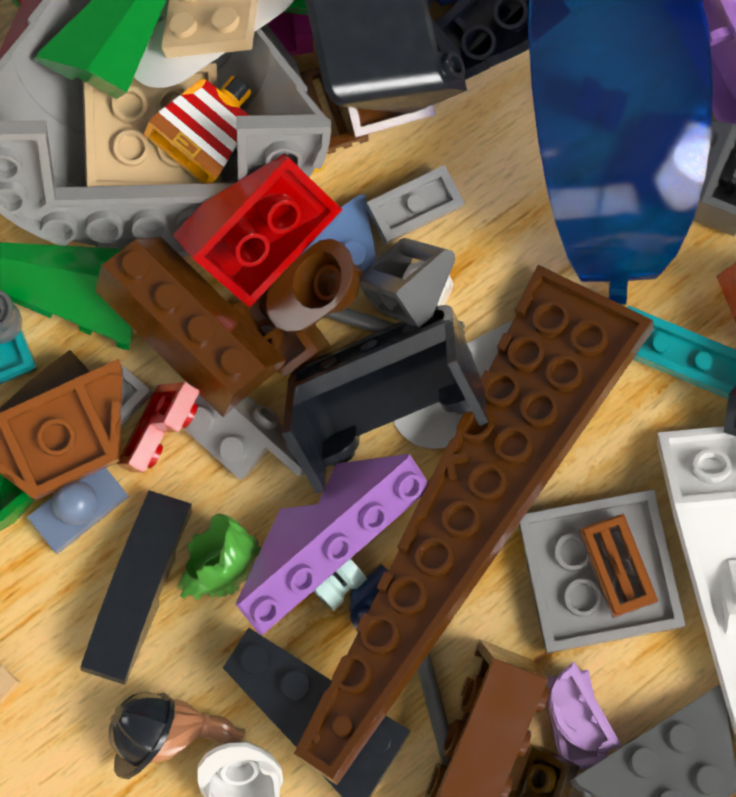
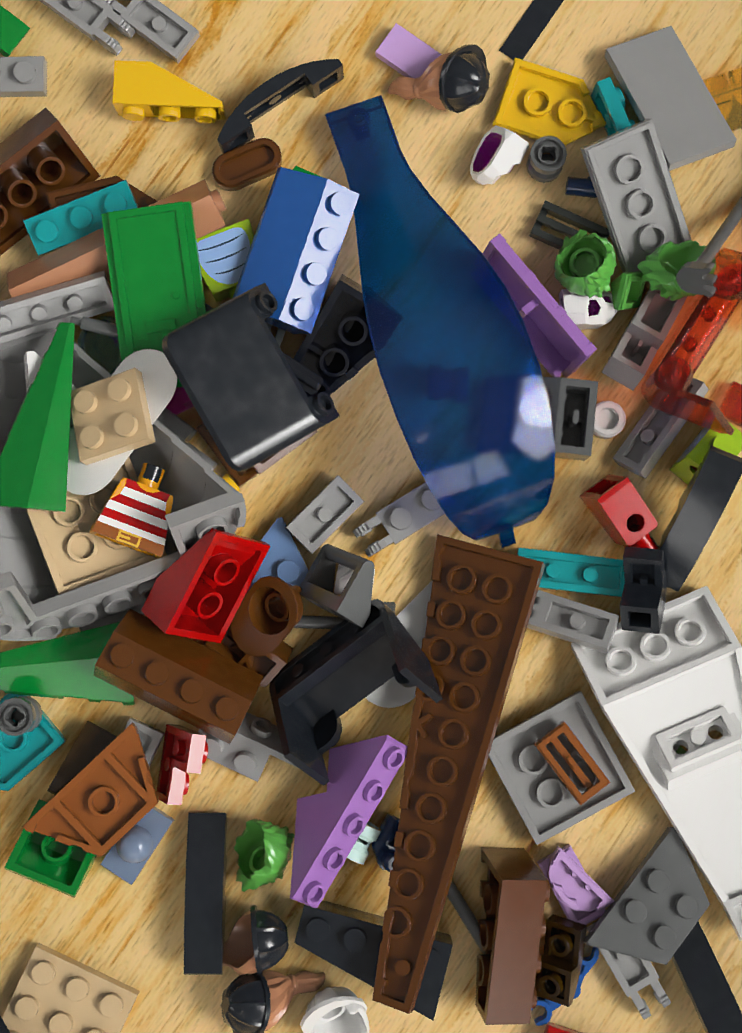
camera: 20 degrees left, 10 degrees up
(179, 659) = (255, 942): none -> piece
(505, 237) = (402, 518): none -> light grey hinge
(666, 405) = (573, 621): none -> light grey hinge

